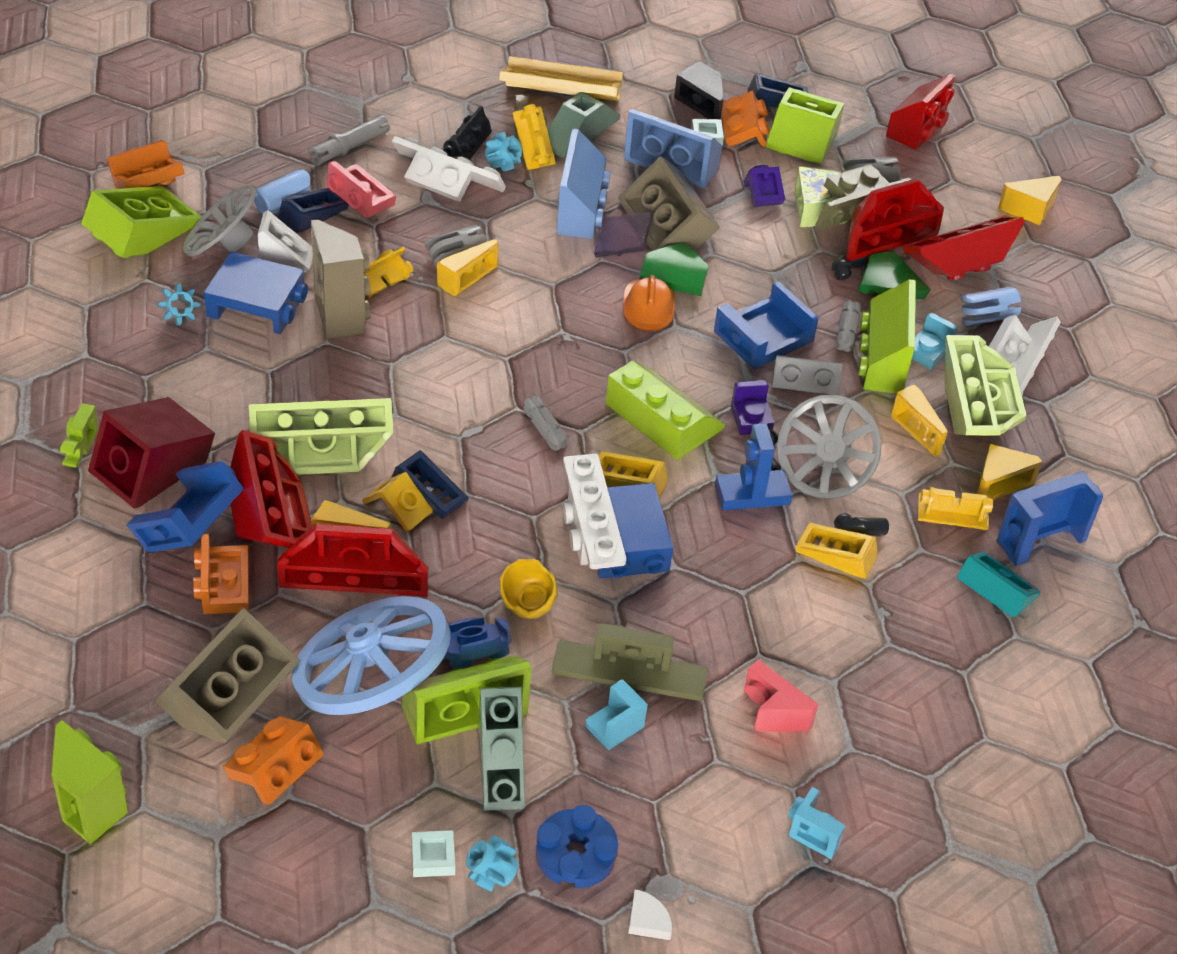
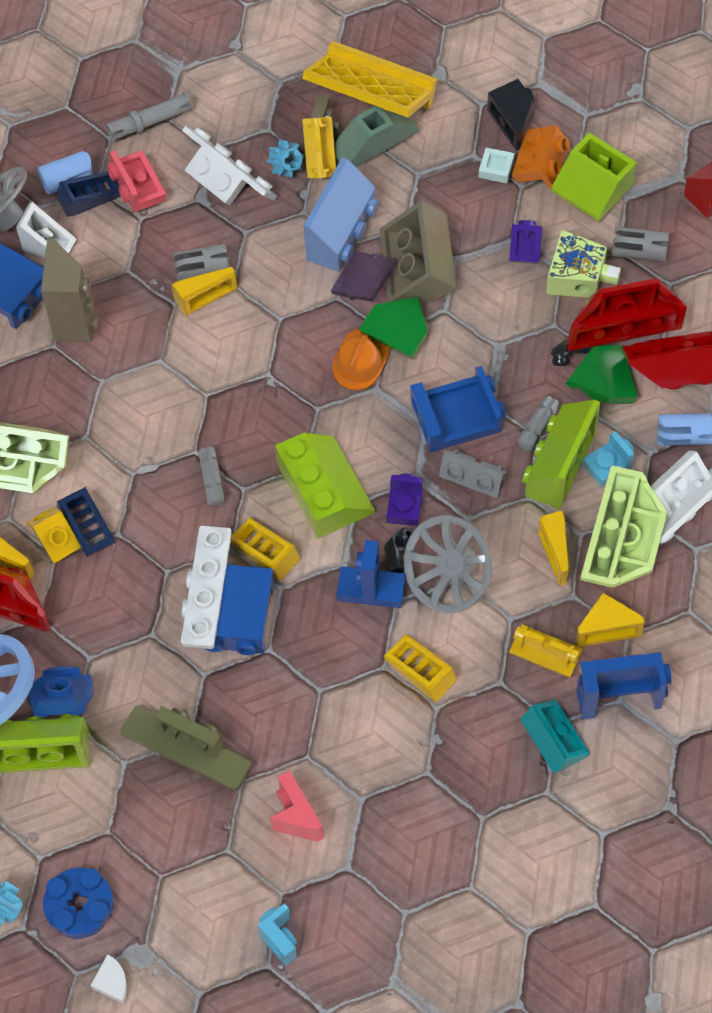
camera: 25 degrees right, 15 degrees up
(391, 267) = (132, 275): yellow hinge -> none
(469, 135) = (263, 132): black hinge -> none
(501, 748) = (42, 804): sand green slope -> none
(528, 588) = (125, 650): yellow hair -> none
(620, 718) = (156, 793): medium azure panel -> none
(684, 148) = (449, 183): medium blue slope -> none
(771, 89) = (575, 127): dark blue slope -> none
(849, 190) = (606, 269): olive bracket -> none
(862, 525) = (451, 650): black arm -> none

